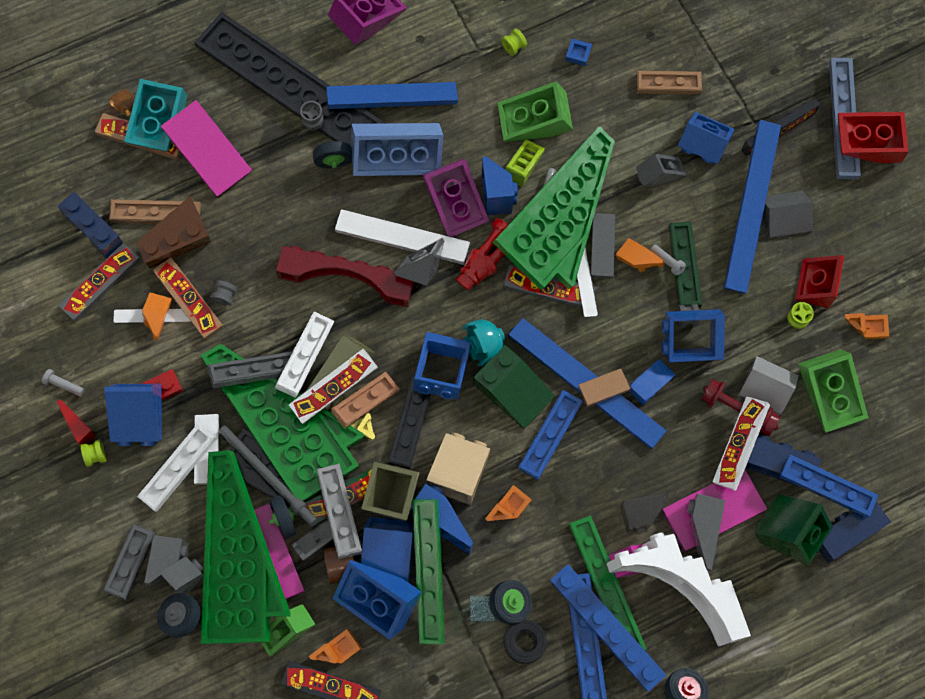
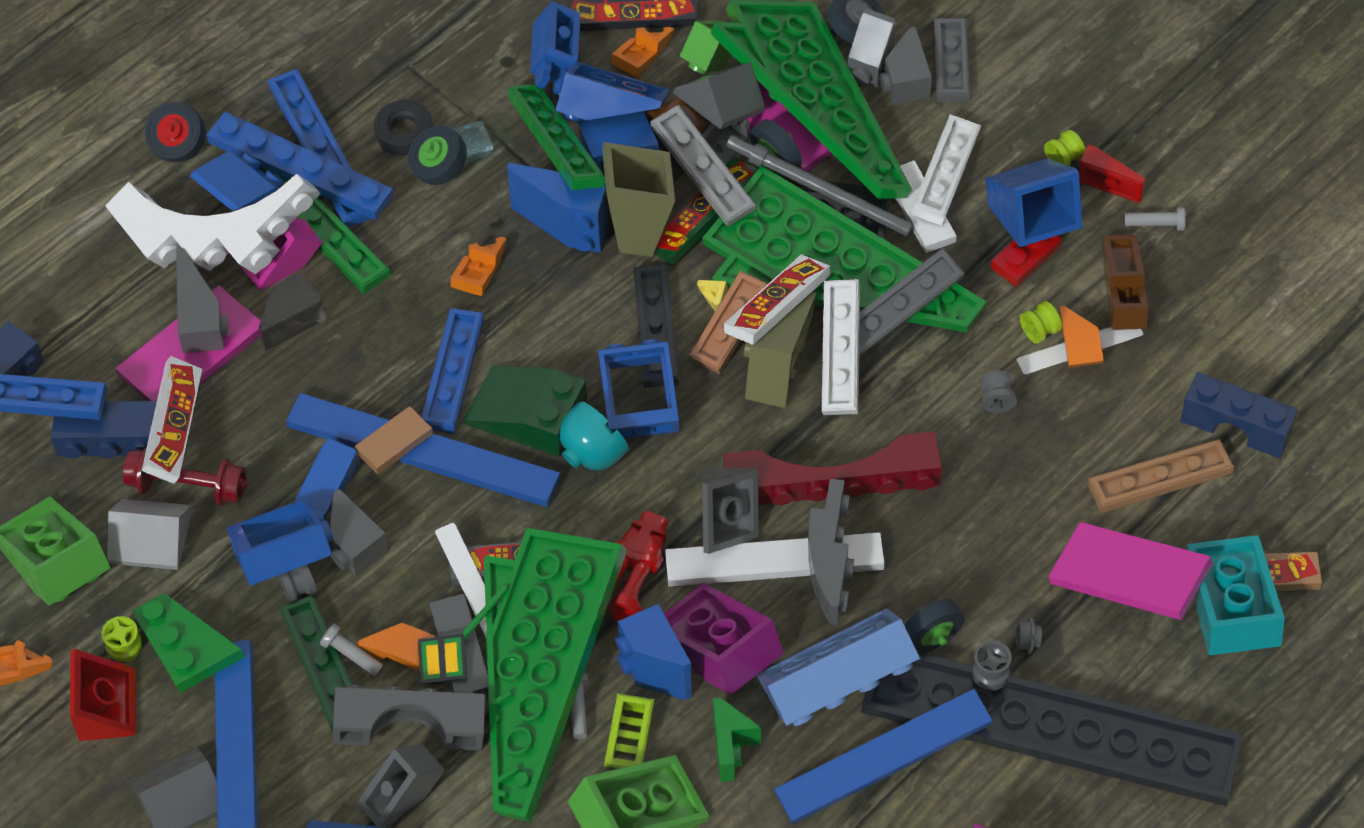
camera: 165 degrees right, 15 degrees down
(99, 282) = (1183, 357): tile -> none
(106, 344) = (1125, 282): none -> reddish brown slope
(123, 101) = (1301, 613): clear orange slope -> none
(173, 331) = (1040, 322): none -> lime wheel
(174, 235) = (1106, 436): reddish brown wedge -> none
(188, 298) = (1047, 376): tile -> none
(280, 139) = (1028, 635): none -> dark grey plate
(303, 565) = (724, 95): none -> dark grey slope
(374, 212) = (828, 553): none -> dark grey slope
(400, 661) = (554, 45): none -> blue hinge
(458, 467) = (564, 271): tan slope -> none
(469, 138) = (731, 732): none -> green slope
(613, 236) = (445, 656): none -> piece
(645, 332) = (356, 537): none -> dark grey slope
(654, 613) = (236, 180): none -> blue slope
(672, 211) = (452, 716): none -> dark grey arch
(765, 297) = (184, 642): none -> green wing
(794, 528) = (74, 333): dark green slope -> none

